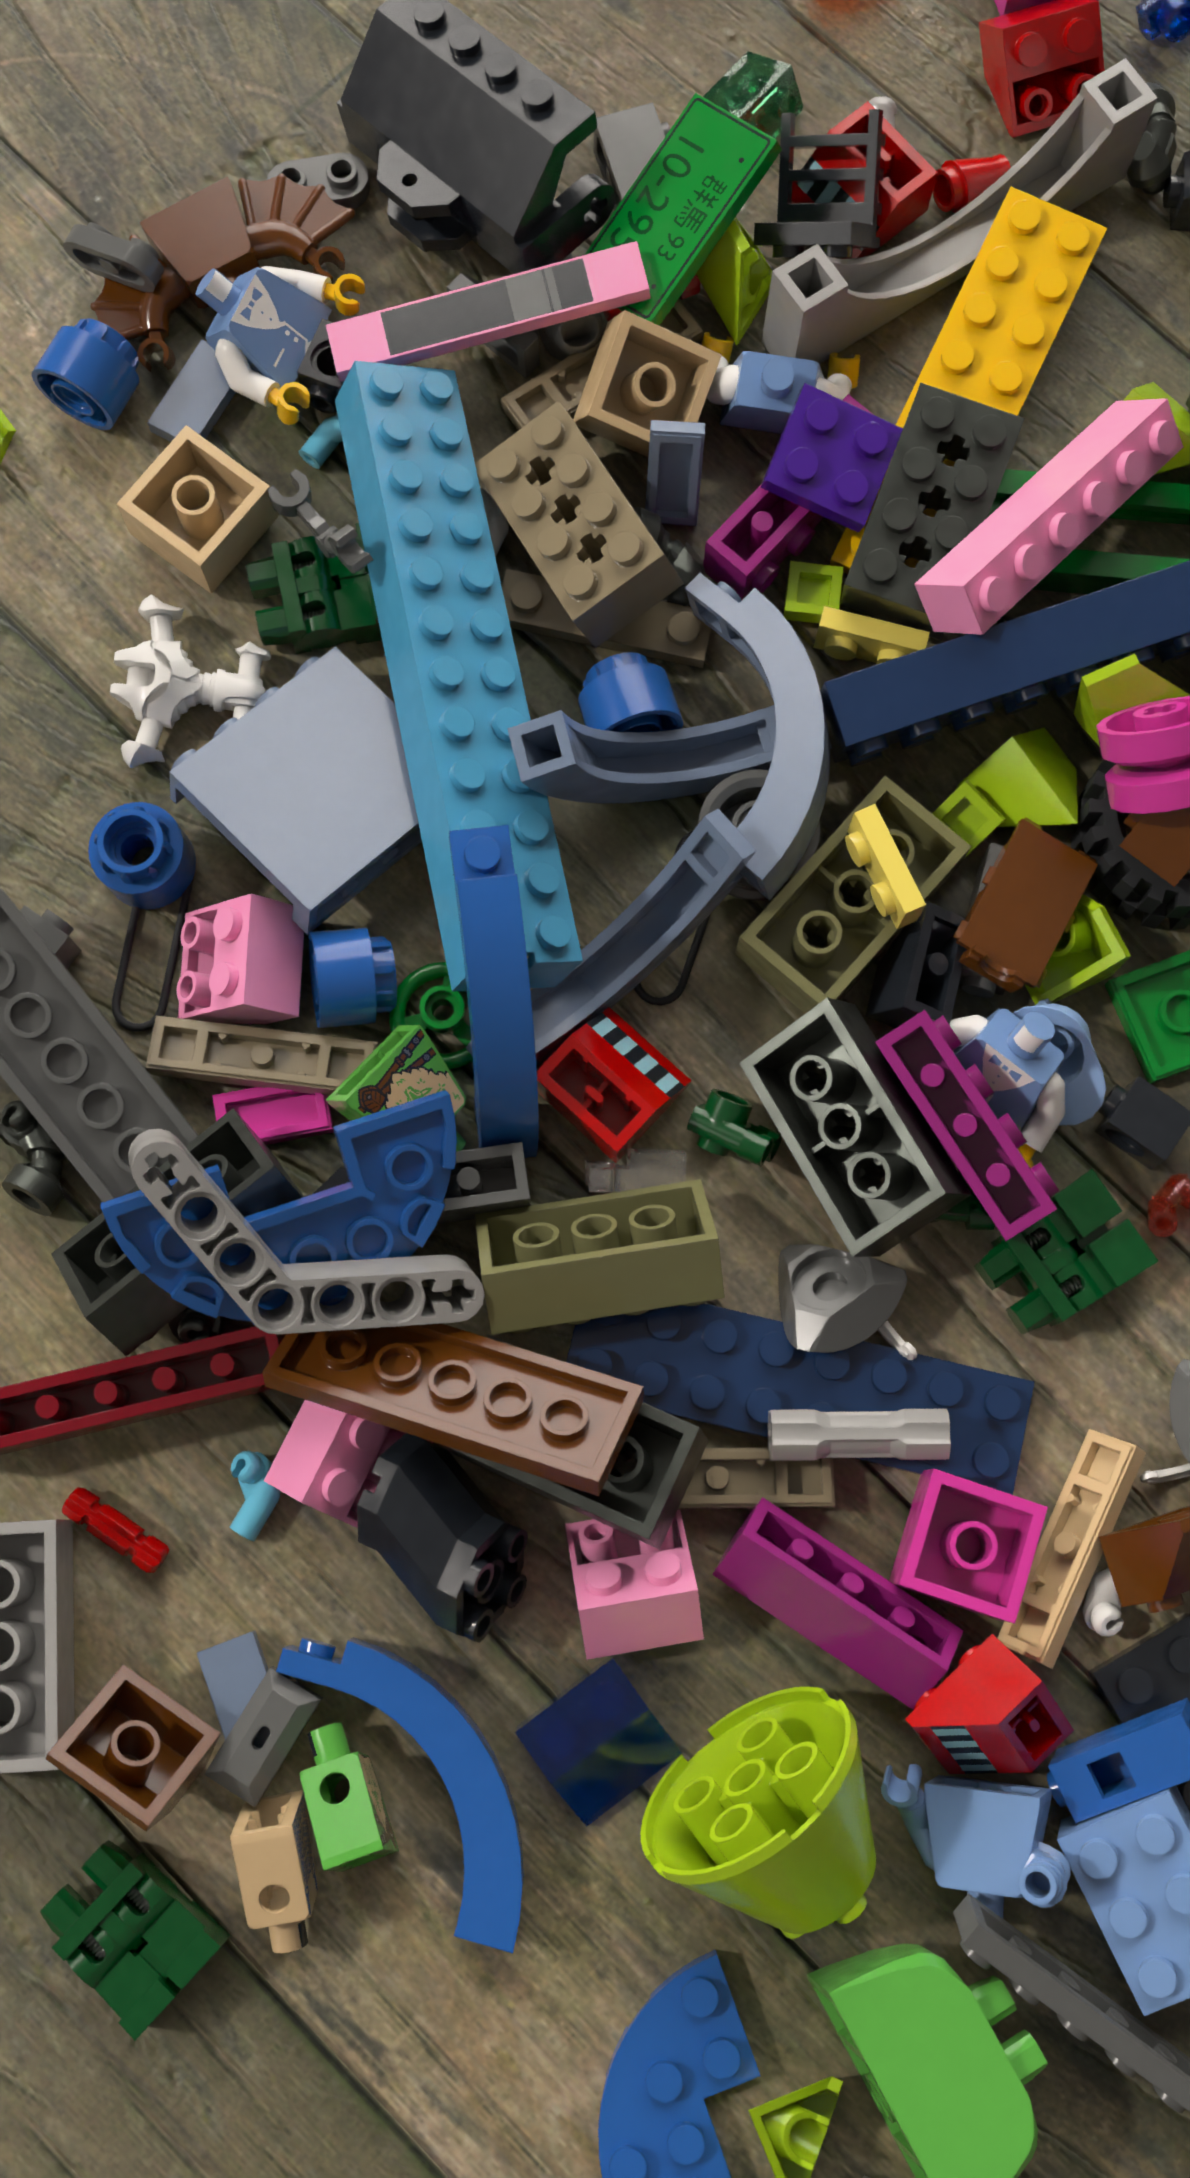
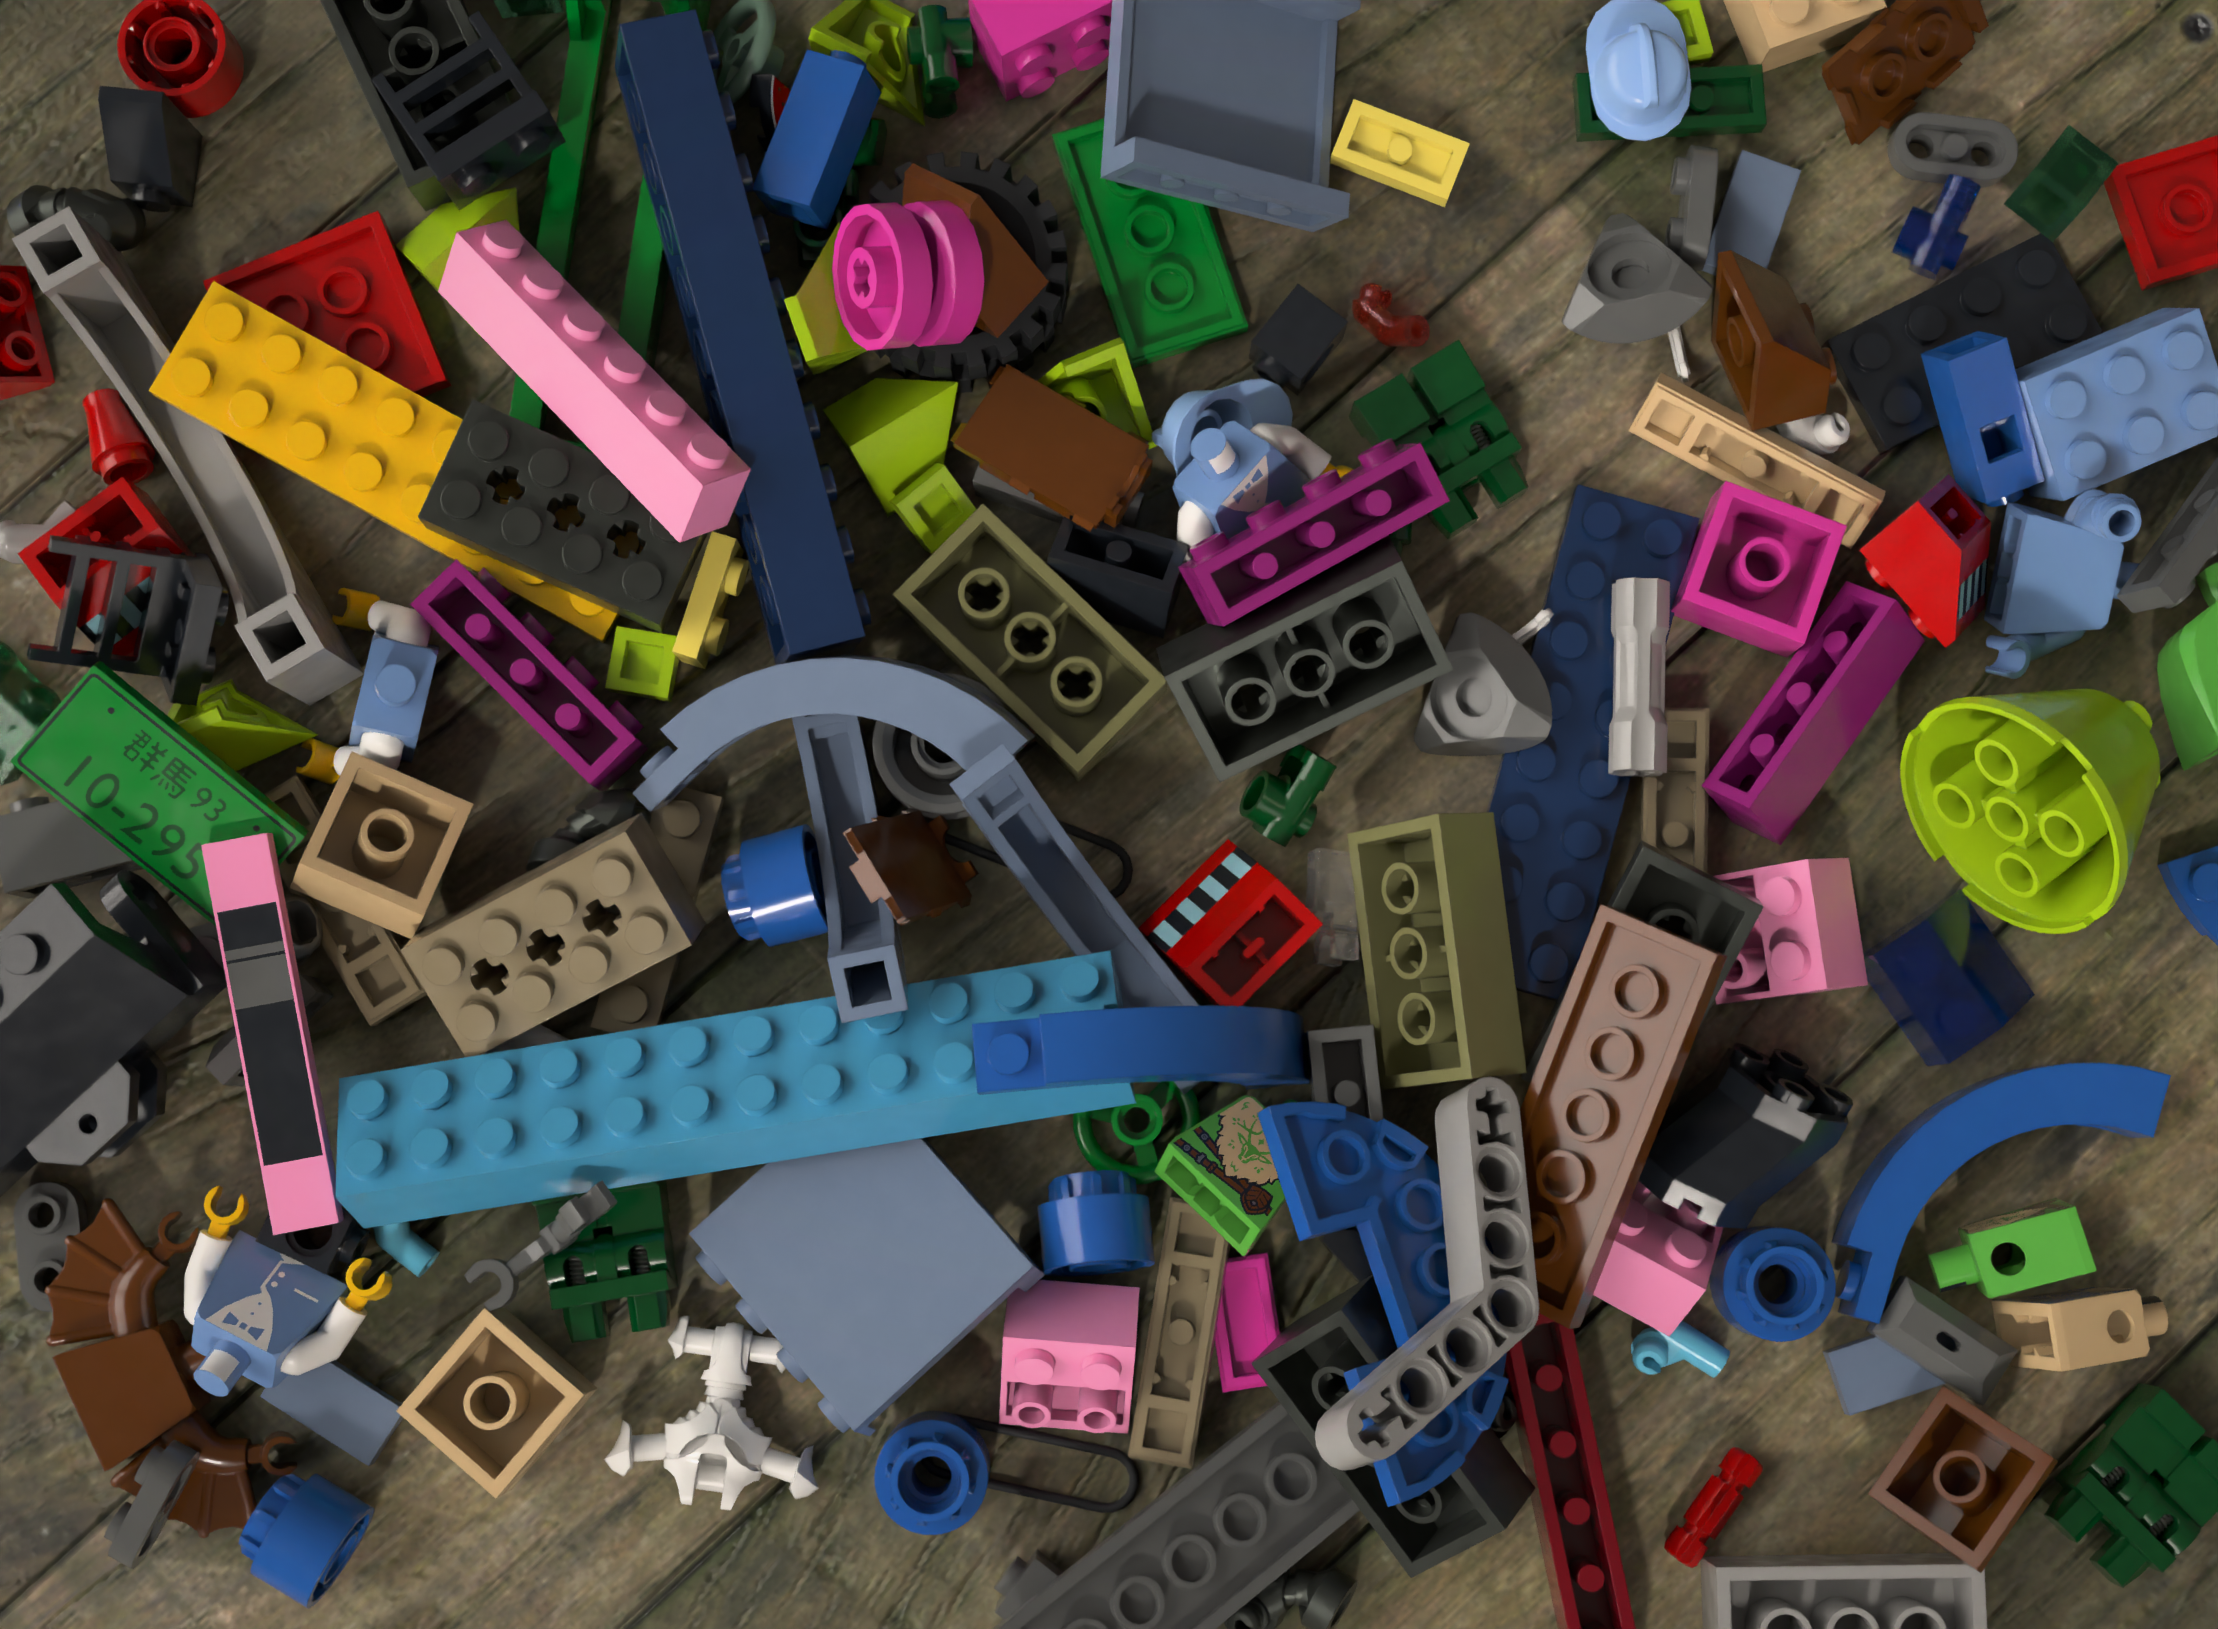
camera: 85 degrees left, 5 degrees up
(281, 1584) = (1807, 1291): none -> blue piece
(649, 798) = (909, 865): none -> reddish brown piece
(675, 471) = (489, 817): sand blue tile -> none
(831, 458) = (497, 628): dark purple plate -> none
(893, 886) = (988, 612): light yellow plate -> none
(1102, 347) = (351, 296): none -> red plate

